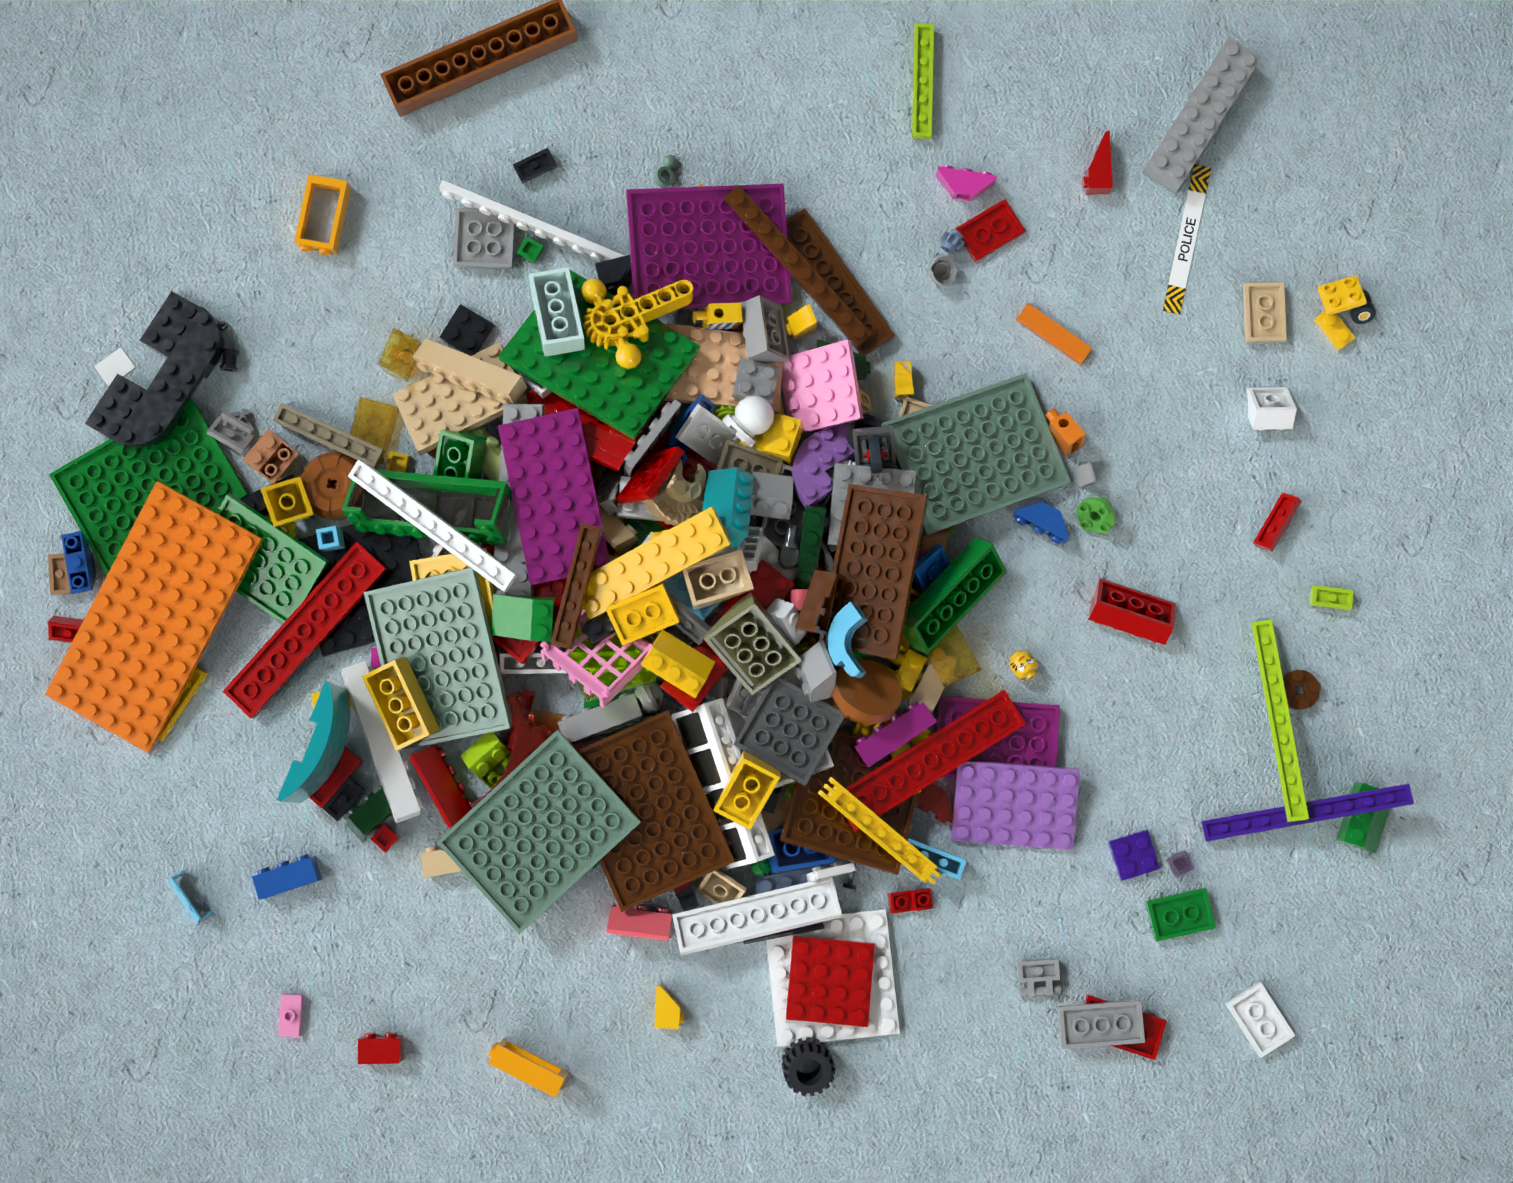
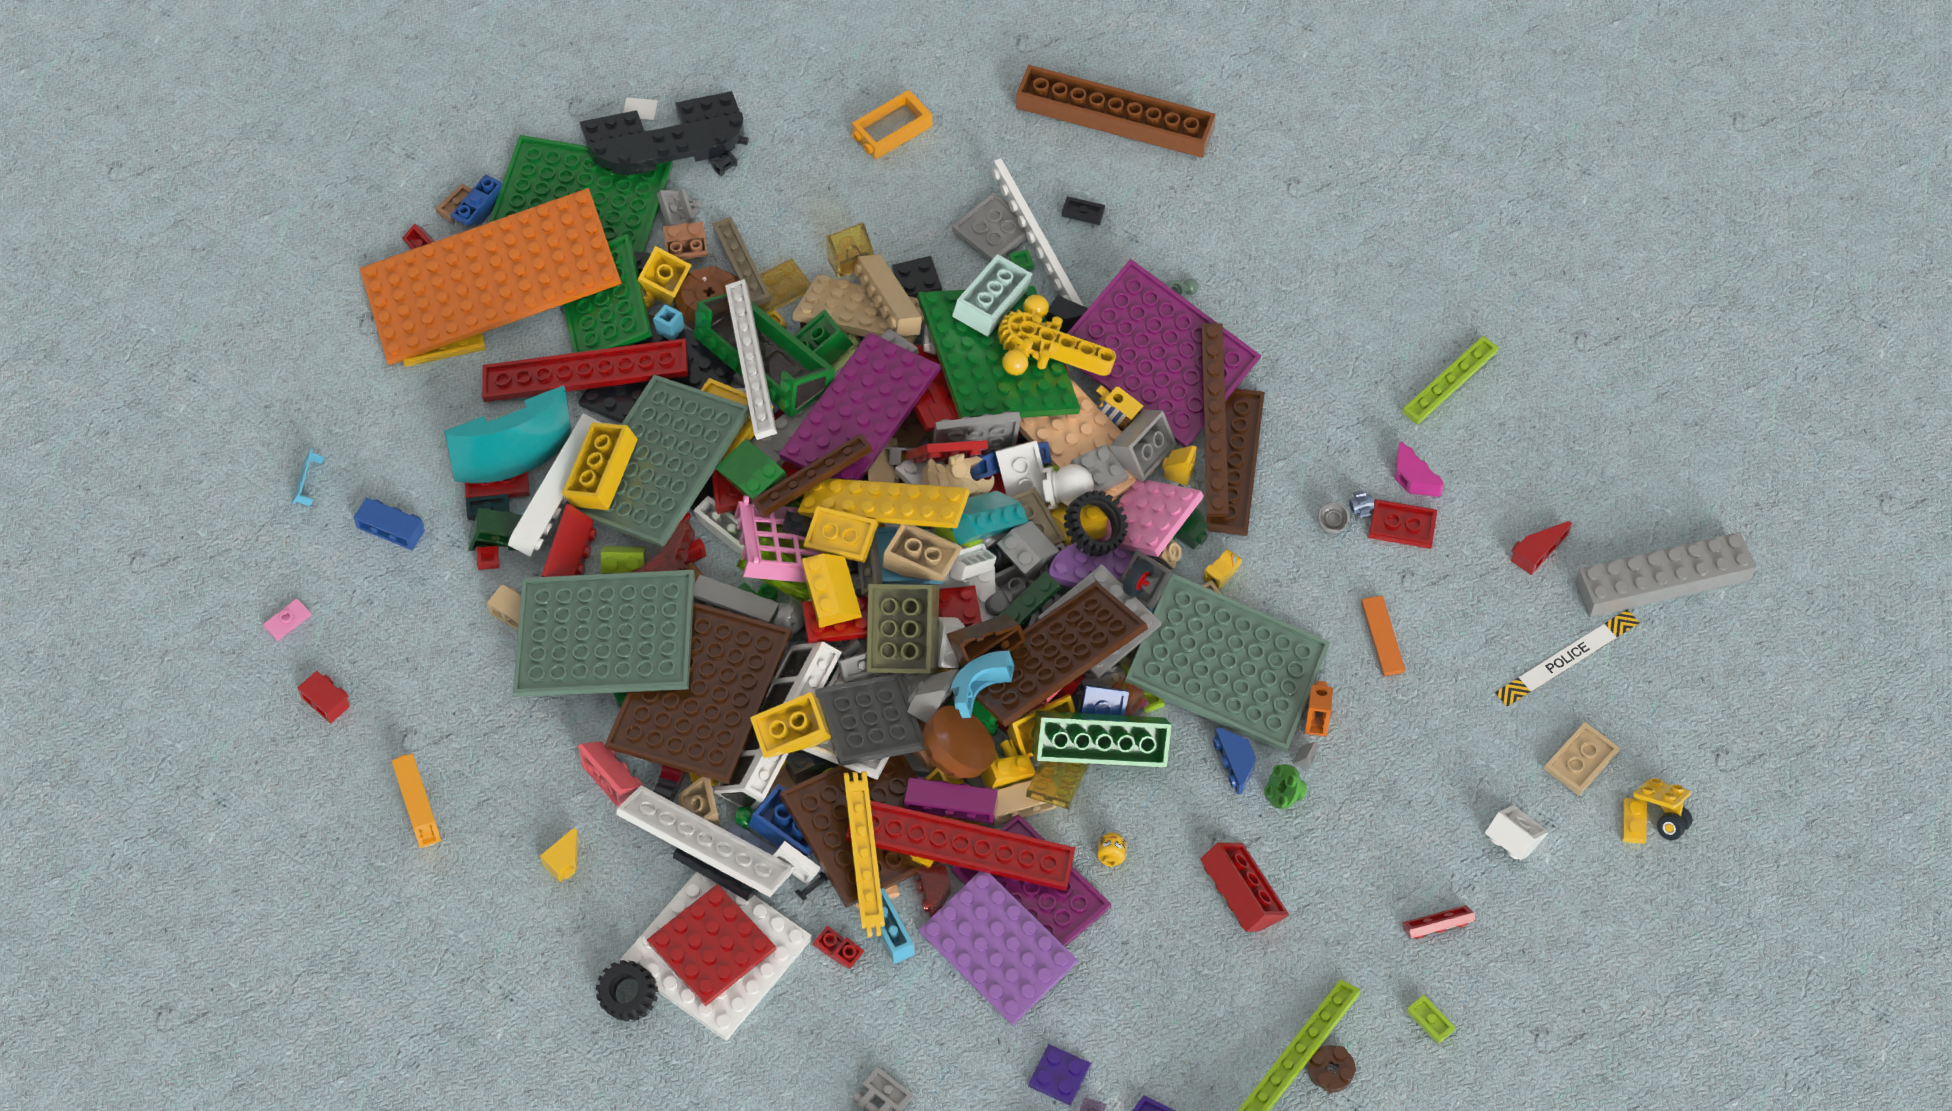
camera: 45 degrees right, 25 degrees down
(816, 423) = (1078, 533): none -> black tyre

